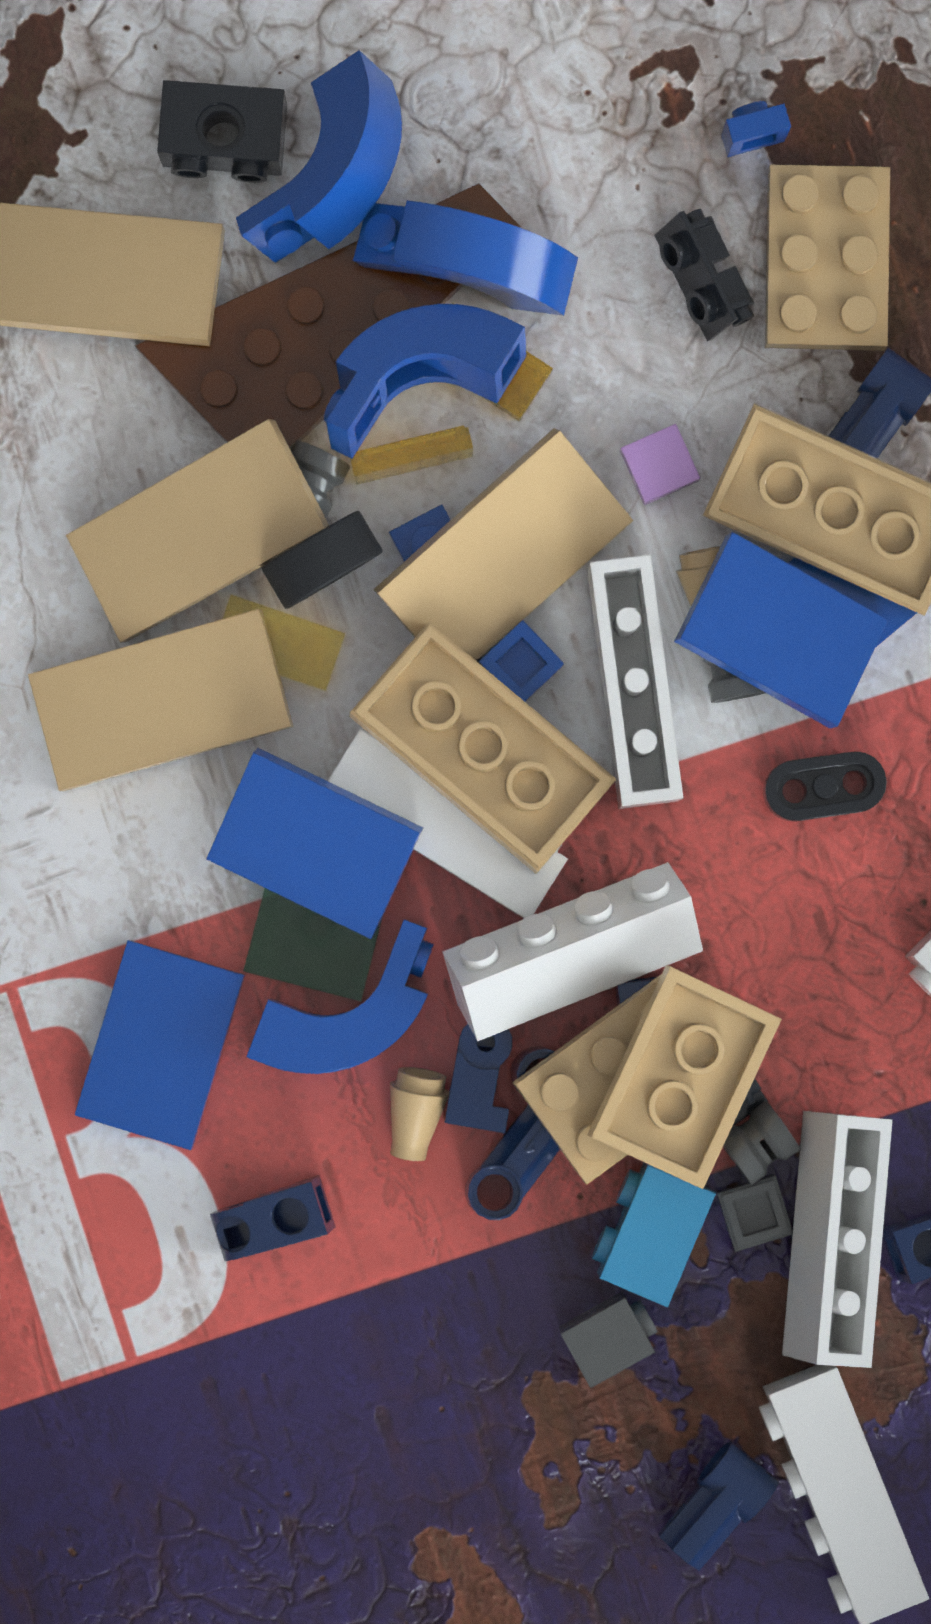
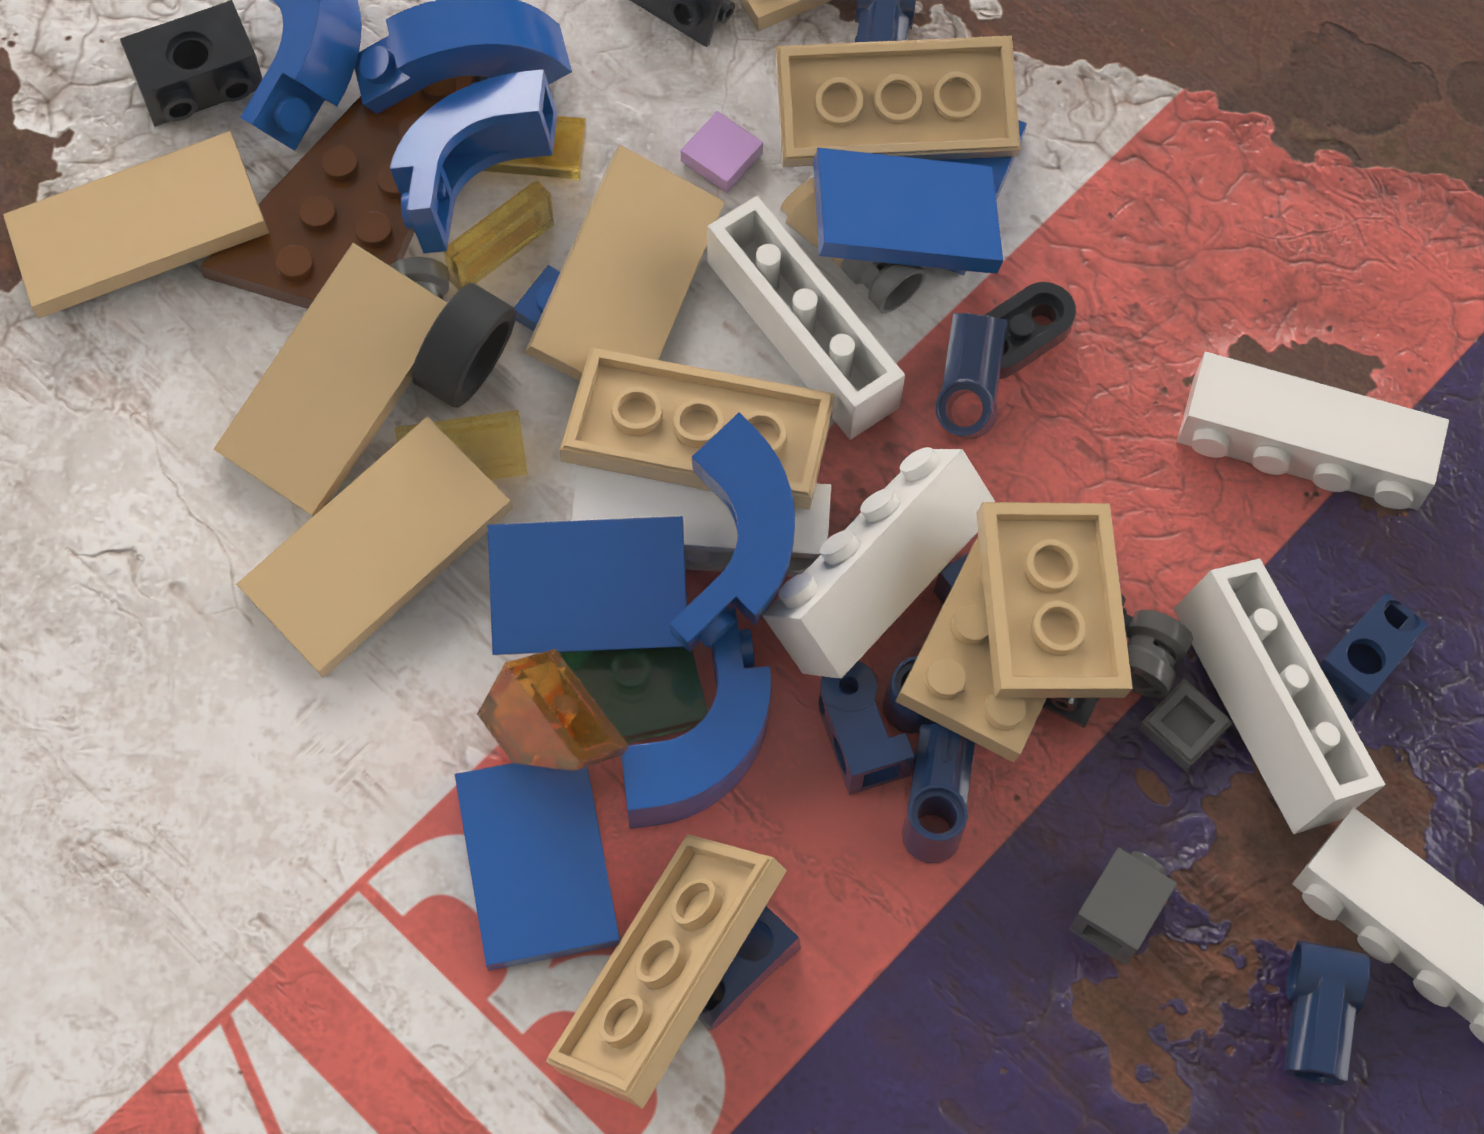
camera: 25 degrees left, 20 degrees down
(211, 1199) = (665, 968): none -> tan tile
(223, 947) = (548, 716): none -> clear orange slope
(415, 1111) = (817, 790): tan cone -> none
(487, 858) = (756, 491): none -> blue arch
(522, 661) = (696, 346): blue plate -> none
(653, 1233) = (1105, 783): dark azure brick -> none
(750, 816) = (972, 367): none -> dark blue piece

